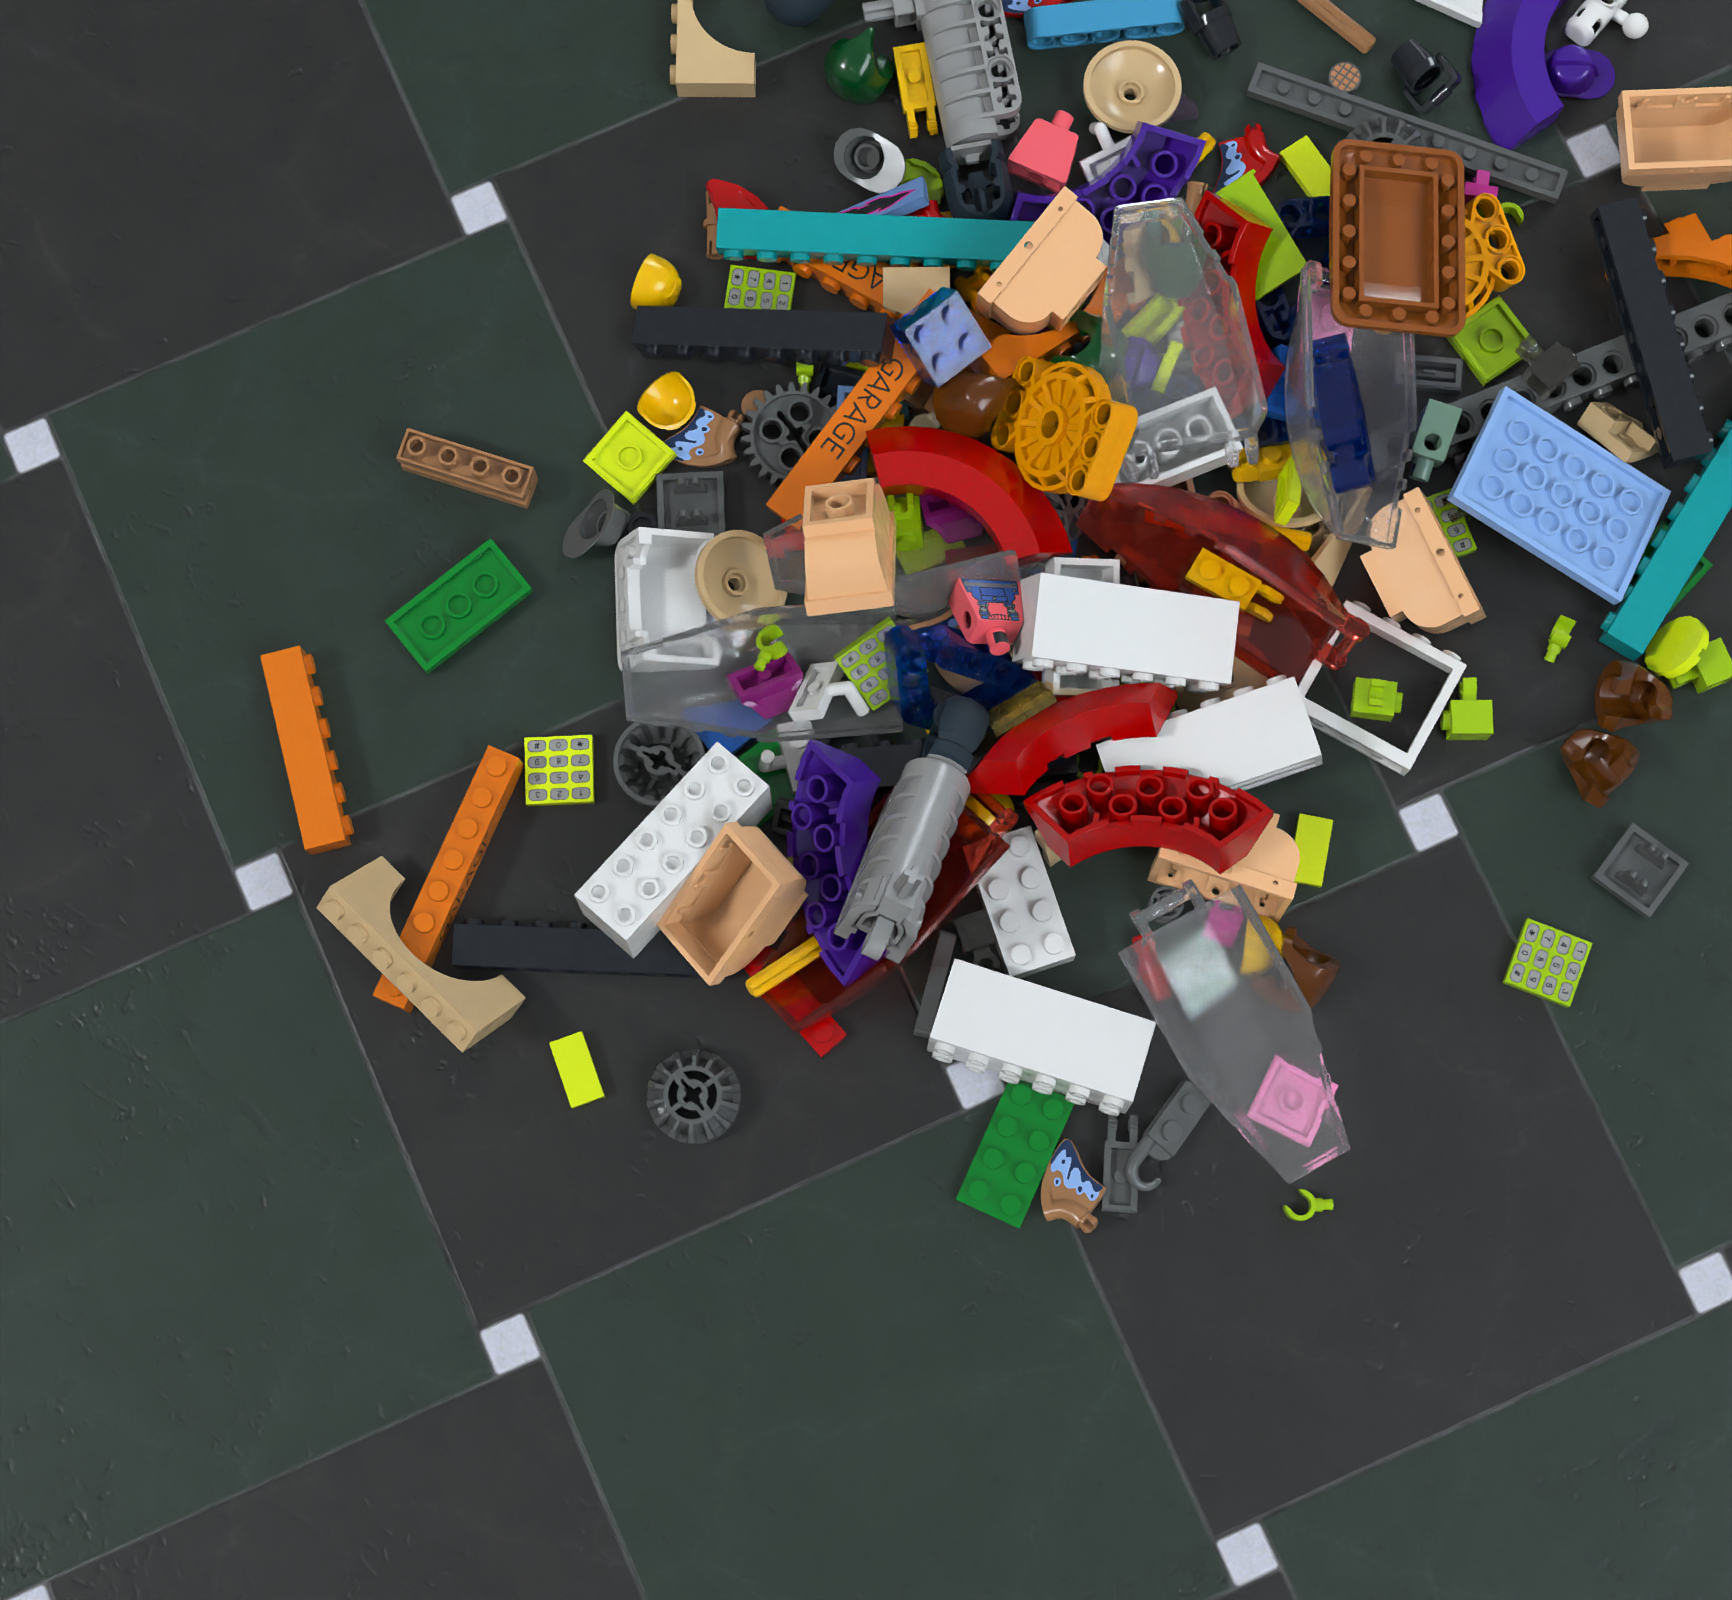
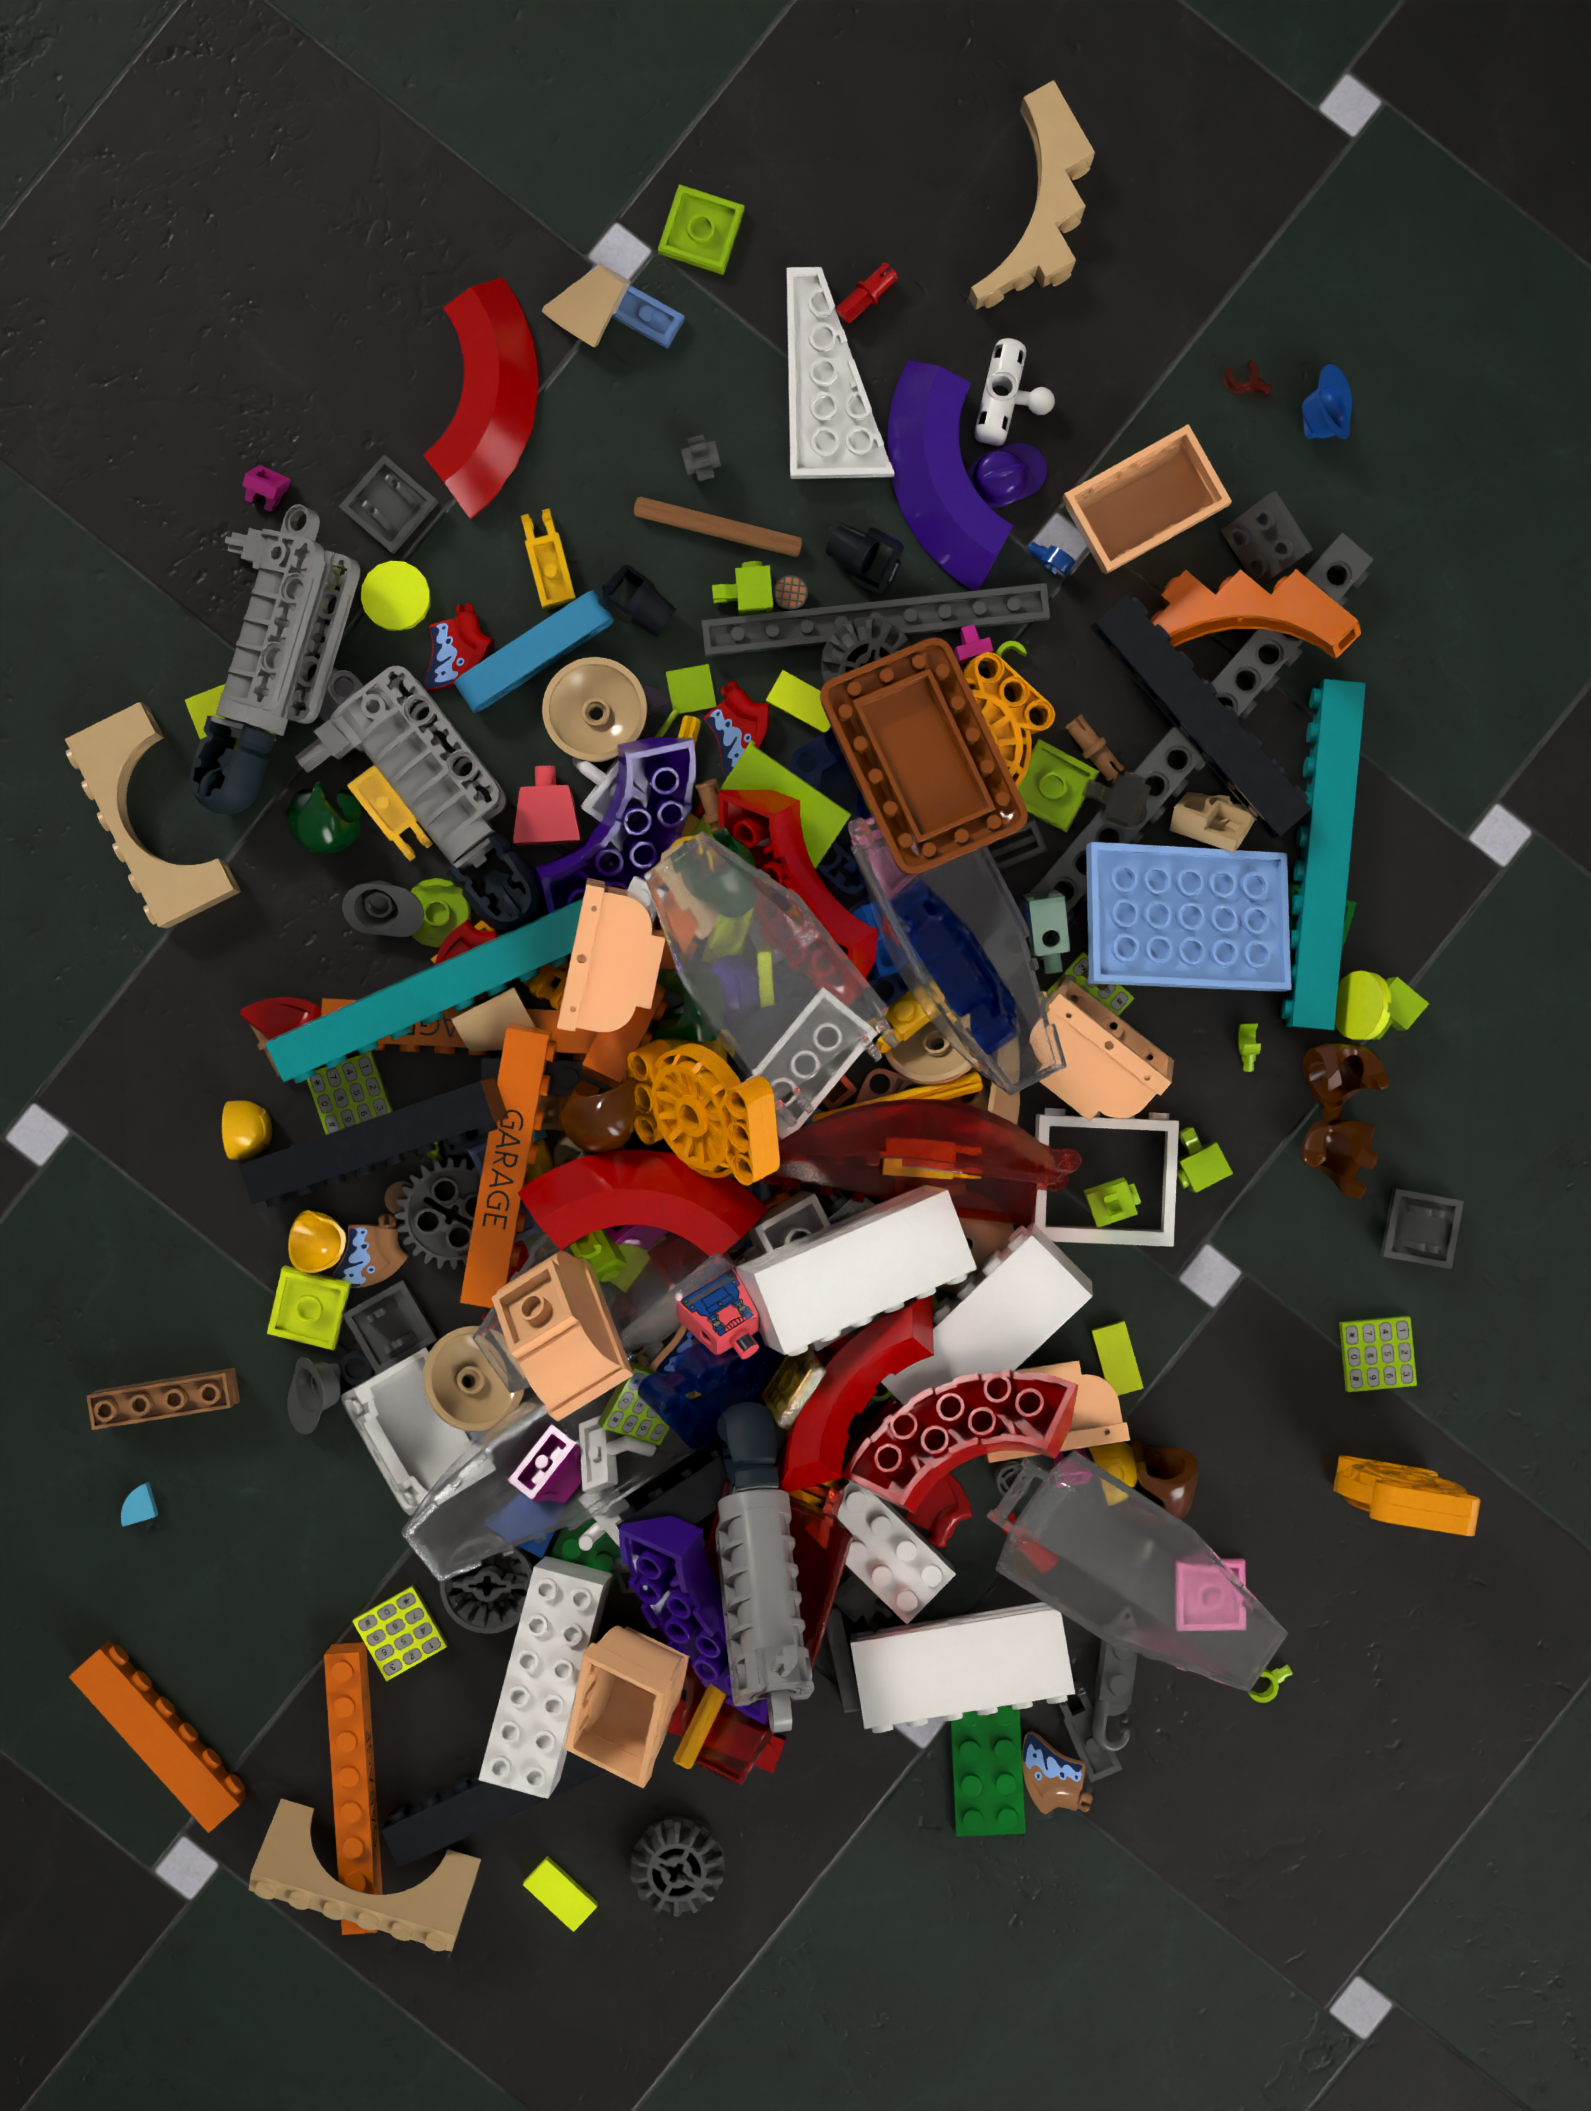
camera: 30 degrees left, 10 degrees up
(395, 550) = (139, 1506): none -> medium azure tile
(459, 606) = (226, 1529): green plate -> none
(768, 652) = (534, 1442): lime piece -> none
(896, 202) = (422, 947): medium blue tile -> none
(940, 336) = (542, 1076): clear blue brick -> none
(1088, 895) = (942, 1510): none -> red arm
(1218, 117) = (689, 692): none -> lime piece
(1287, 493) = (939, 1051): neon yellow tile -> none
(1312, 58) = (751, 589): none -> lime brick
(1517, 1071) = (1406, 1495): none -> light orange piece
(1542, 319) = (1094, 747): none -> medium nougat pin
(1583, 156) = (1052, 558): none -> blue piece

